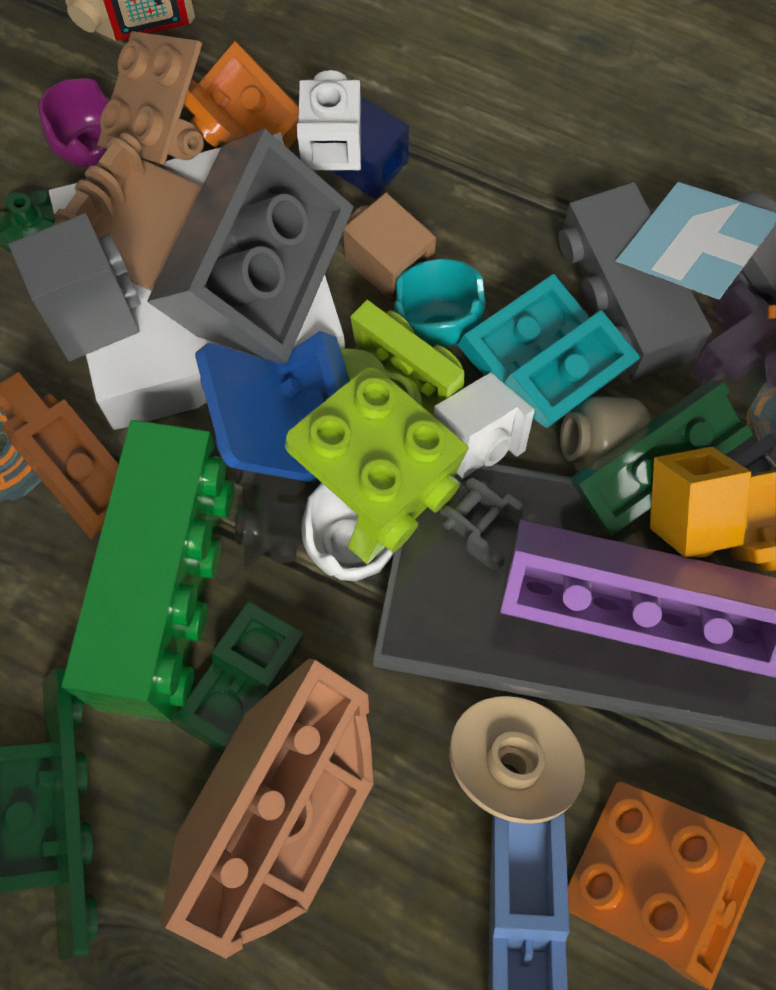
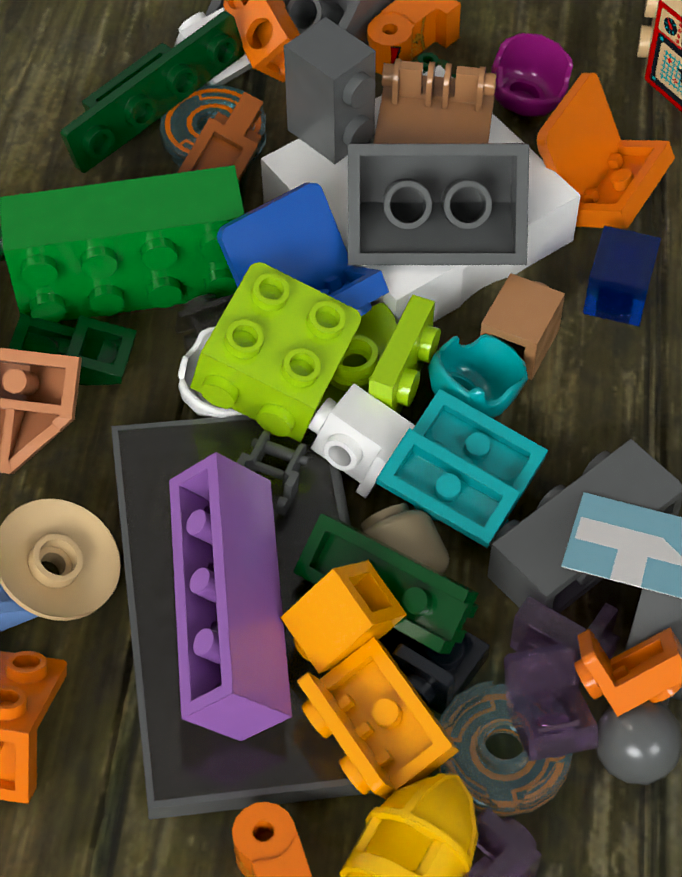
camera: 70 degrees right, 15 degrees down
(151, 96) = (529, 96): medium nougat hinge -> none
(330, 113) = (603, 220): white brick -> none

